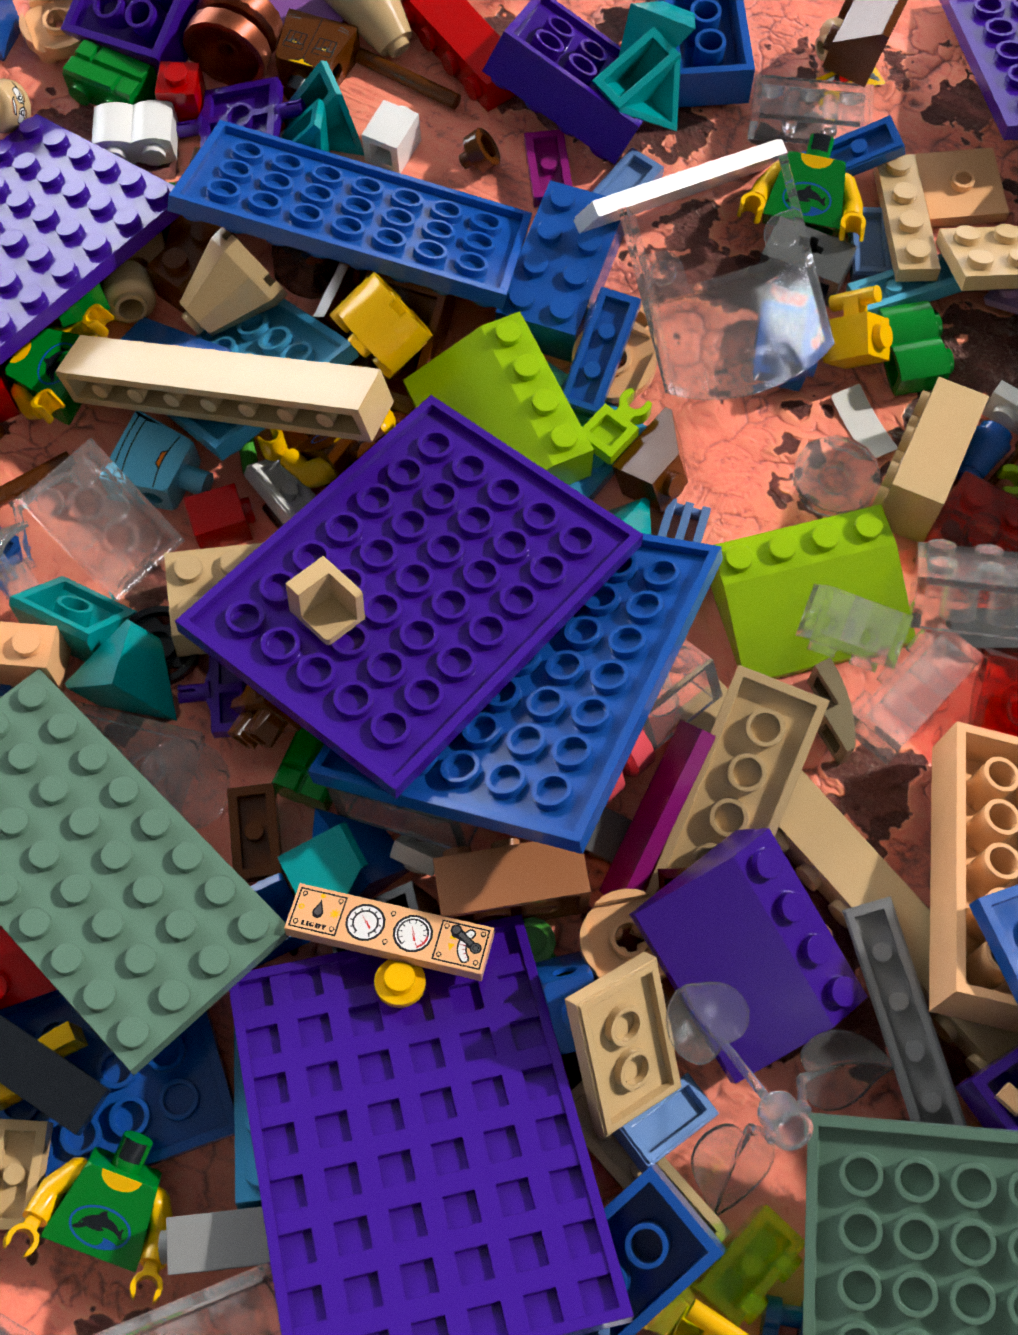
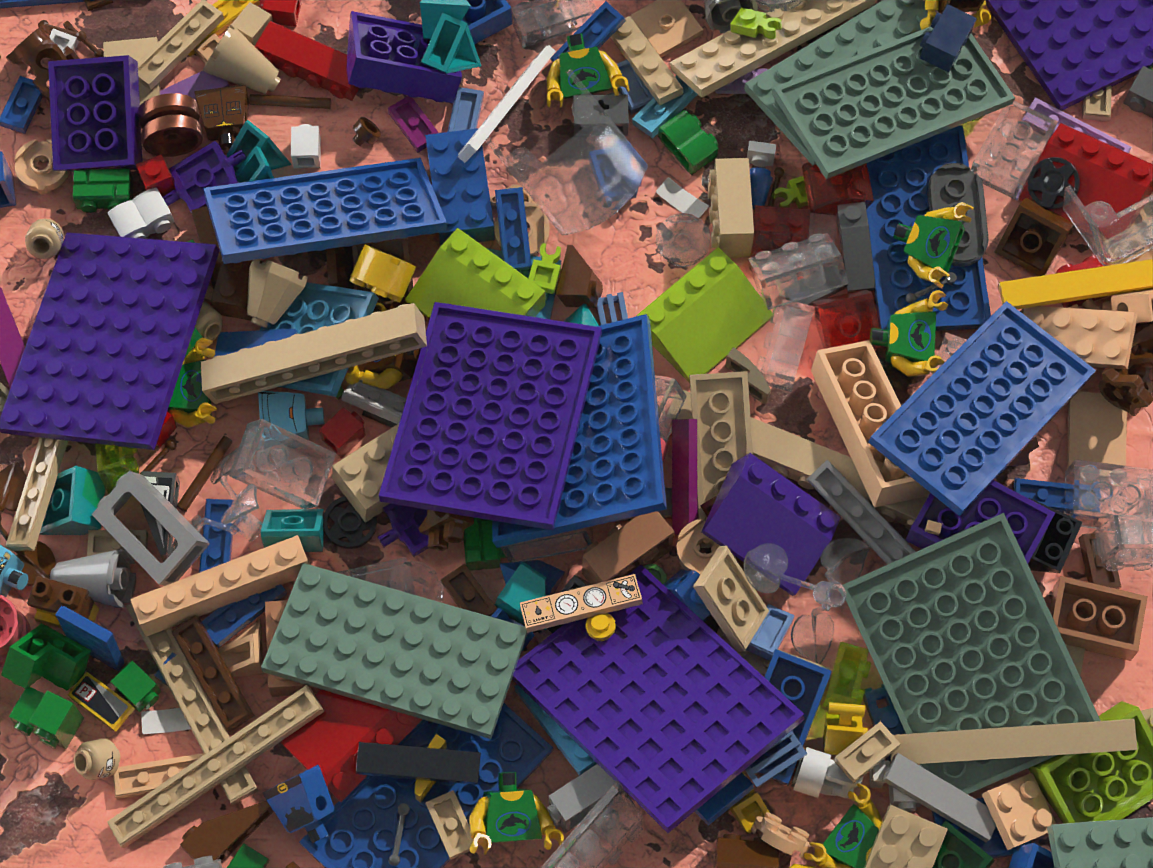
camera: 30 degrees left, 0 degrees up
(127, 674) = (346, 545): teal slope -> none
(325, 600) = (457, 445): tan panel -> none
(416, 854) = (567, 562): white plate -> none
(854, 627) = (737, 324): clear brick -> none
(858, 335) = (654, 150): yellow brick -> none

